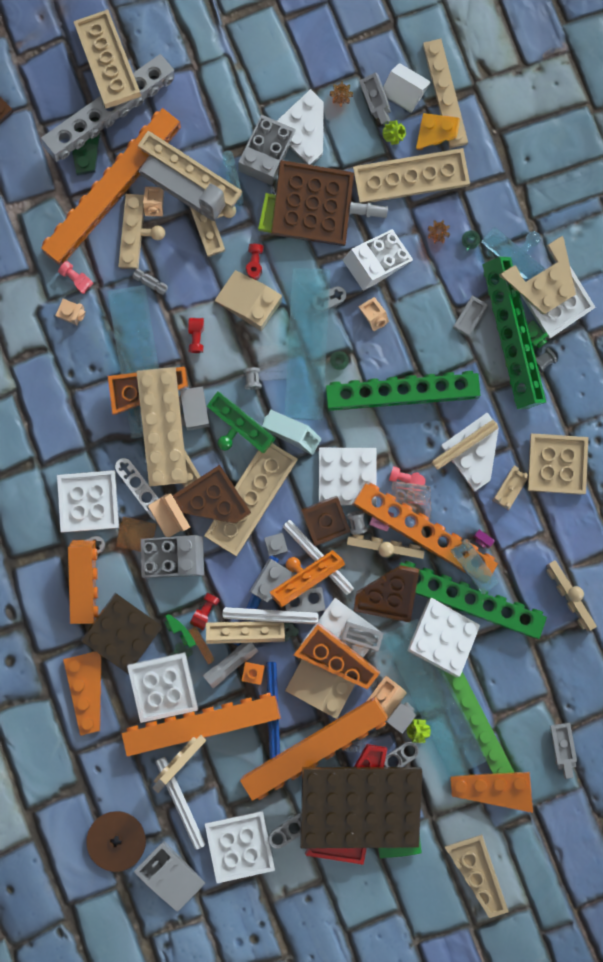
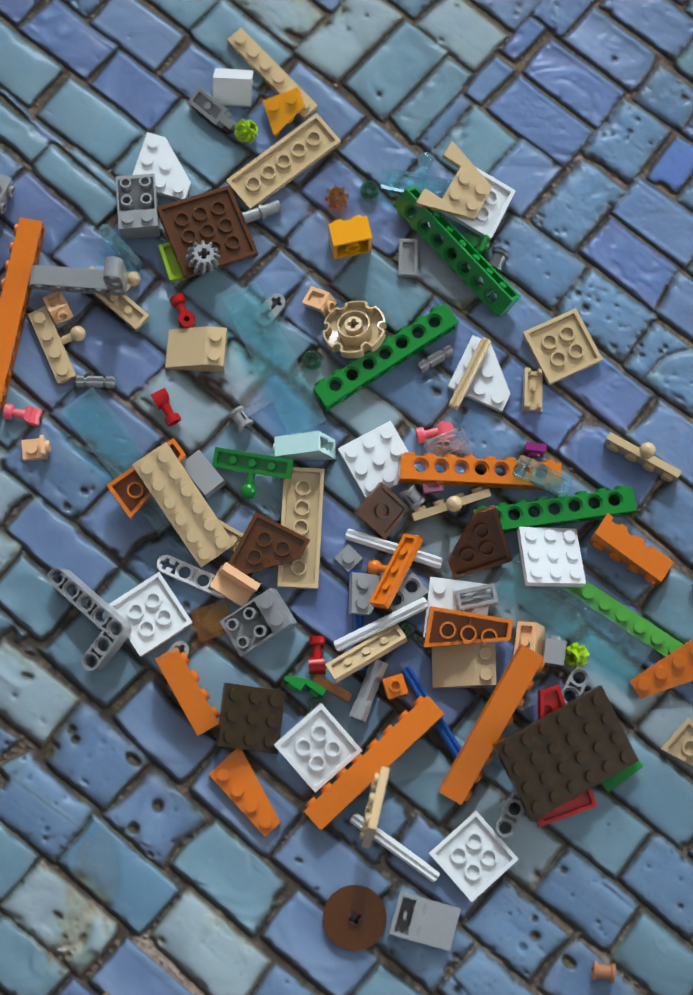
camera: 30 degrees left, 5 degrees down
(42, 476) = (94, 613): none -> light grey beam
(187, 167) = (72, 257): tan plate -> none
(301, 228) = (208, 263): none -> light grey gear
(341, 88) = (178, 121): clear orange gear -> none
(377, 259) = (294, 251): white slope -> none
(389, 354) = (354, 329): none -> tan piece
(429, 272) = (350, 237): none -> light orange brick
(444, 415) = (435, 358): none -> light grey axle
(514, 669) = (630, 551): none -> orange wedge

